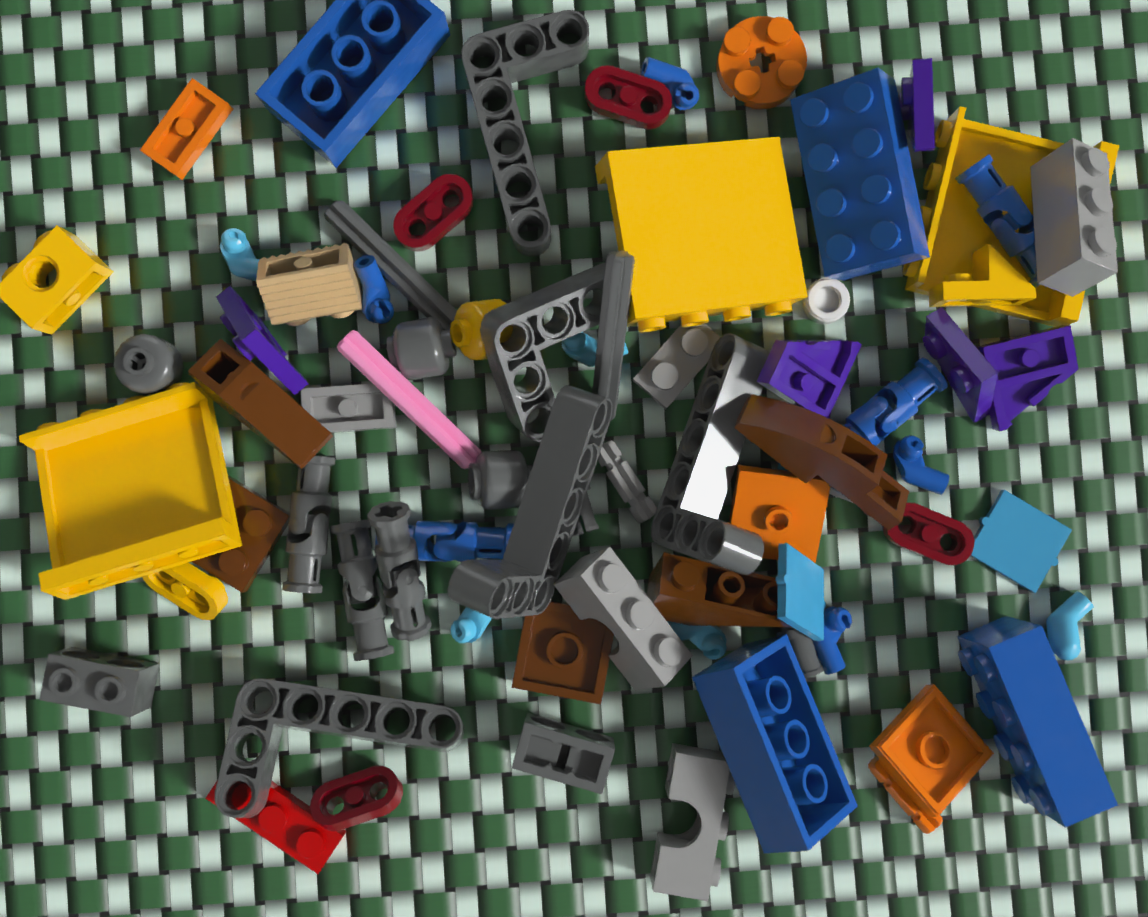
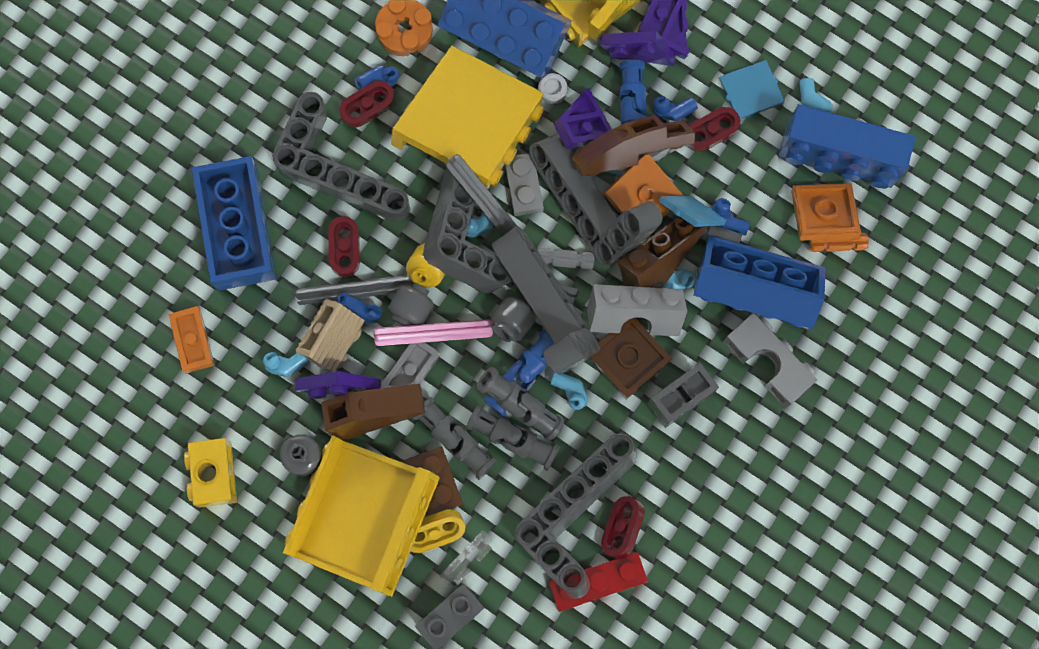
camera: 55 degrees left, 10 degrees down
(162, 647) = (458, 570): none -> clear plate

